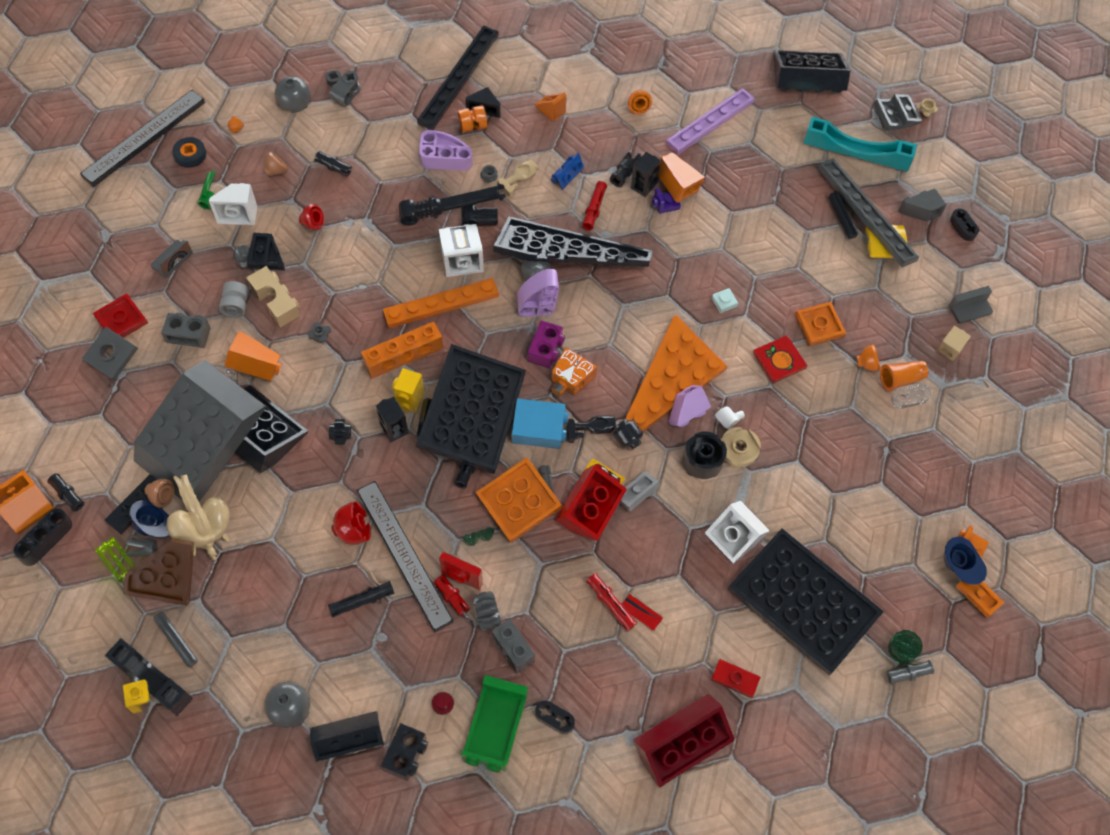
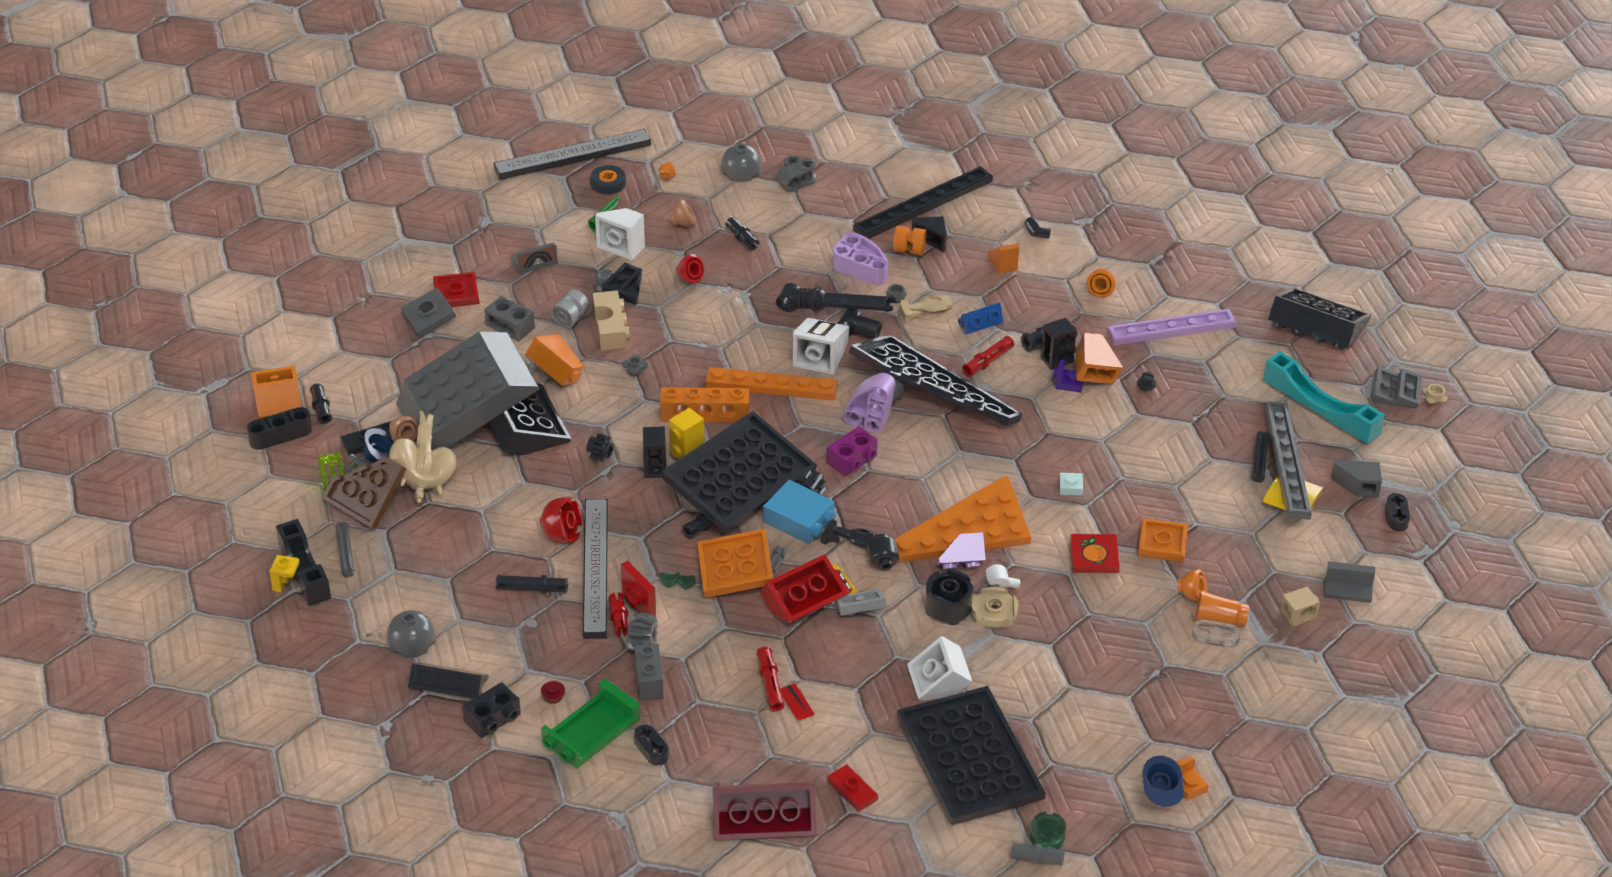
camera: 30 degrees right, 20 degrees down
(533, 390) = (813, 480): none -> black gear
(559, 69) = (1035, 229): none -> black arm
(572, 373) = (862, 484): orange torso -> none
(723, 180) = (1146, 381): none -> black piece
(981, 597) = (1163, 824): orange plate -> none

